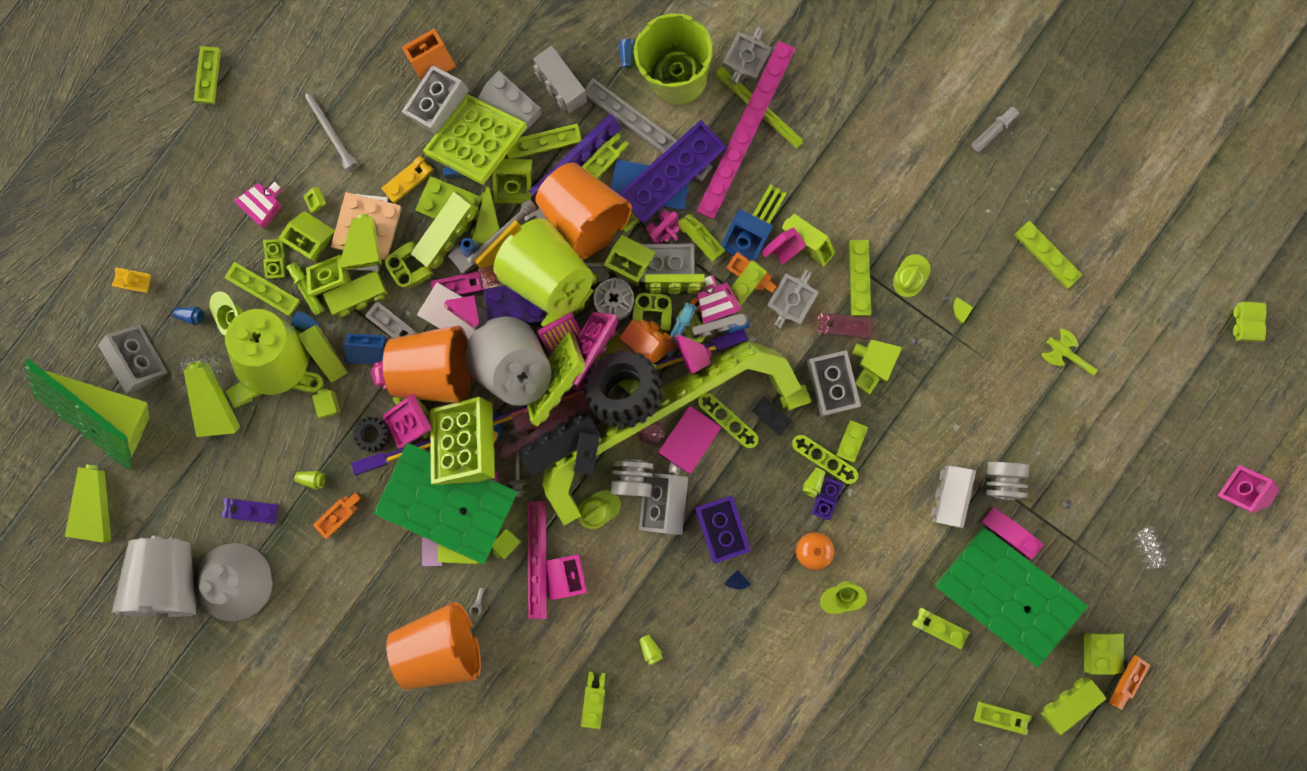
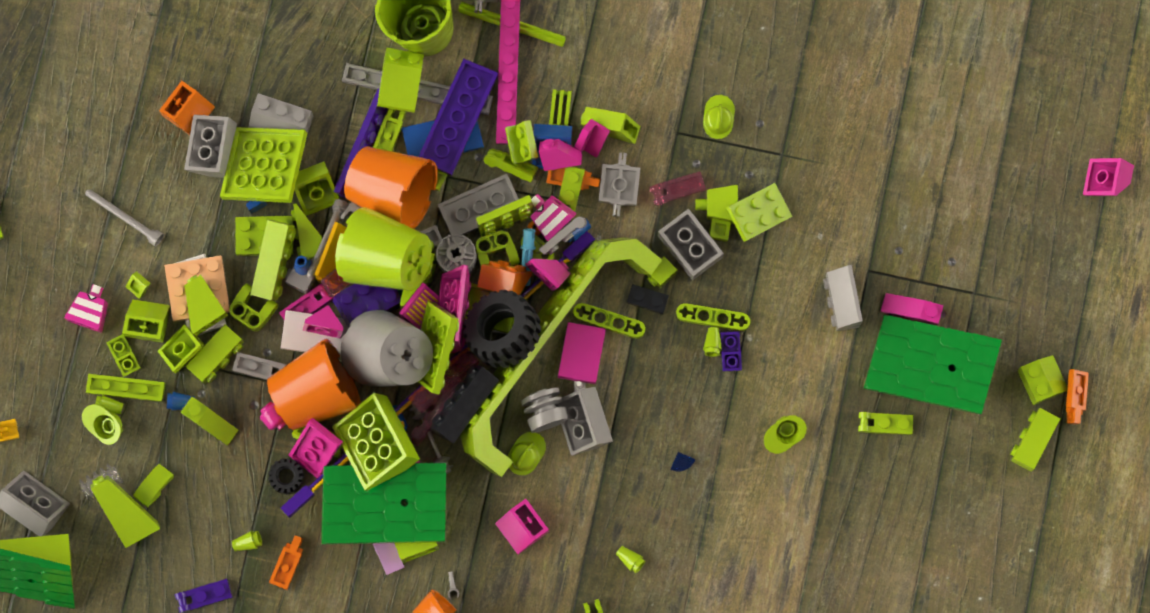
camera: 20 degrees left, 5 degrees down
(191, 315) = (69, 440): blue cone -> none
(240, 298) = (109, 404): none -> lime cone
(273, 362) = (159, 453): lime cone -> none
(301, 282) = (158, 365): lime axle -> none
(306, 382) = (202, 454): lime plate -> none
(326, 403) = (231, 466): lime brick -> none
(364, 348) = (245, 401): blue panel -> none
(407, 179) = (215, 229): yellow plate -> none
(505, 544) = (455, 521): lime brick -> none
(537, 560) = (490, 523): dark pink tile -> none
(545, 142) = (329, 139): lime plate -> none
(559, 80) = (318, 78): light grey brick -> none
(586, 453) = (493, 400): black plate -> none
(626, 51) = (368, 26): blue cone -> none
(629, 260) = (454, 213): lime slope -> none
(633, 114) = (400, 80): none -> lime slope
(653, 433) = (544, 361): clear pink head -> none
(666, 229) = (475, 172): dark pink hips -> none
(719, 221) = (521, 142): none -> lime bracket
(722, 529) = (647, 419): dark purple brick -> none
(748, 247) = (558, 154): none -> dark pink slope
(815, 551) = (741, 404): orange cylinder -> none
(851, 441) = (730, 290): lime plate -> none
(859, 278) = (672, 139): lime plate -> none
(910, 381) = (759, 212): none -> lime plate
(961, 310) = (777, 128): lime tile -> none
(1002, 718) = (976, 479): lime plate -> none
(1007, 480) = (885, 262): light grey wheel -> none
(1048, 254) = (834, 44): lime plate -> none
(1061, 348) = (884, 123): lime piece -> none
(1151, 547) = (1041, 267): clear piece -> none
(1250, 322) = (1042, 26): lime brick -> none

